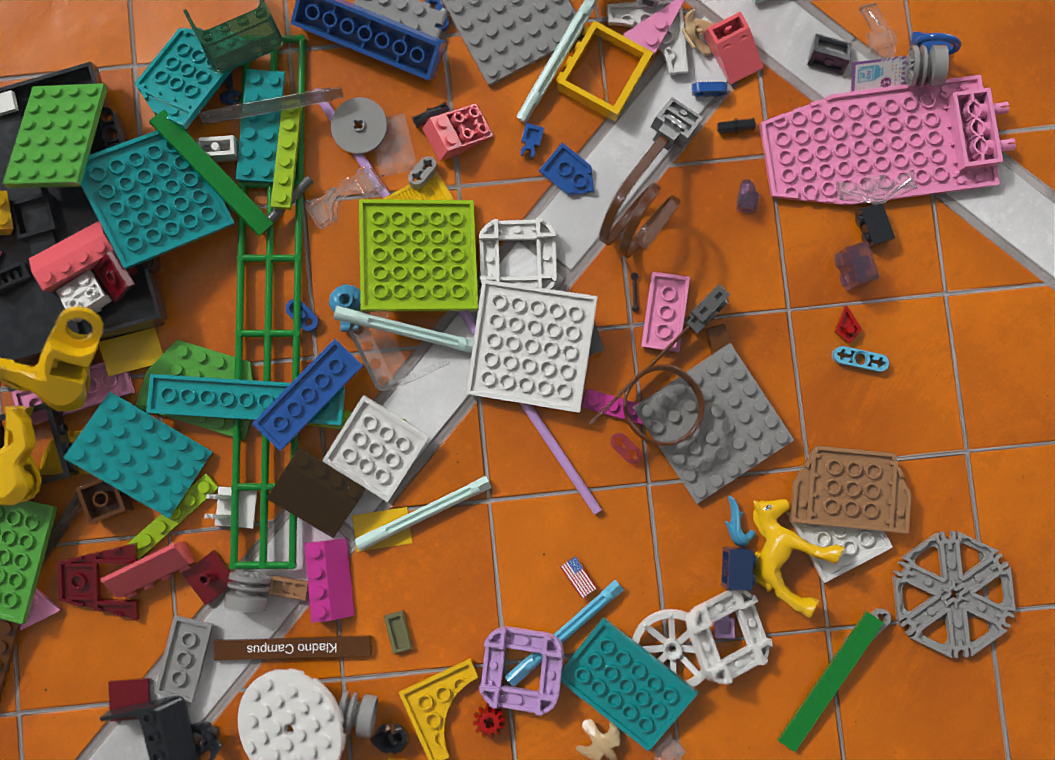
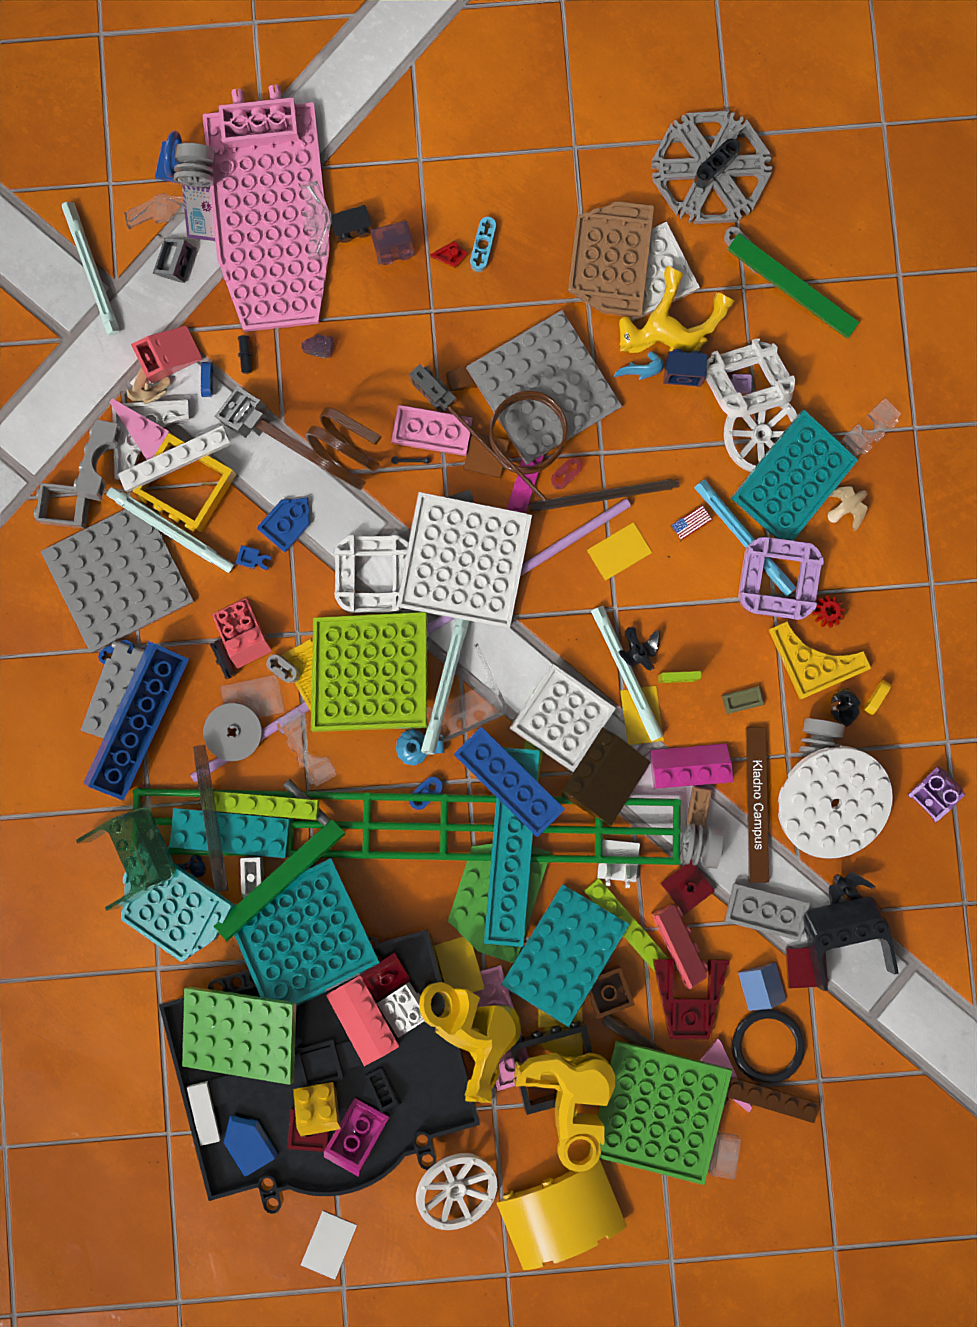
camera: 90 degrees left, 0 degrees up
(21, 661) = (799, 1041): none -> black wedge
(110, 654) = (762, 987): none -> medium blue slope
(417, 566) = (673, 677): none -> lime tile
(445, 526) = (639, 651): none -> black animal
(548, 504) = (619, 551): none -> yellow sticker
(605, 489) = (604, 495): none -> clear smoke piece
(626, 58) = (174, 459): none -> white plate
(637, 360) = (479, 458): none -> dark orange tile
(966, 602) = (720, 155): none -> black beam

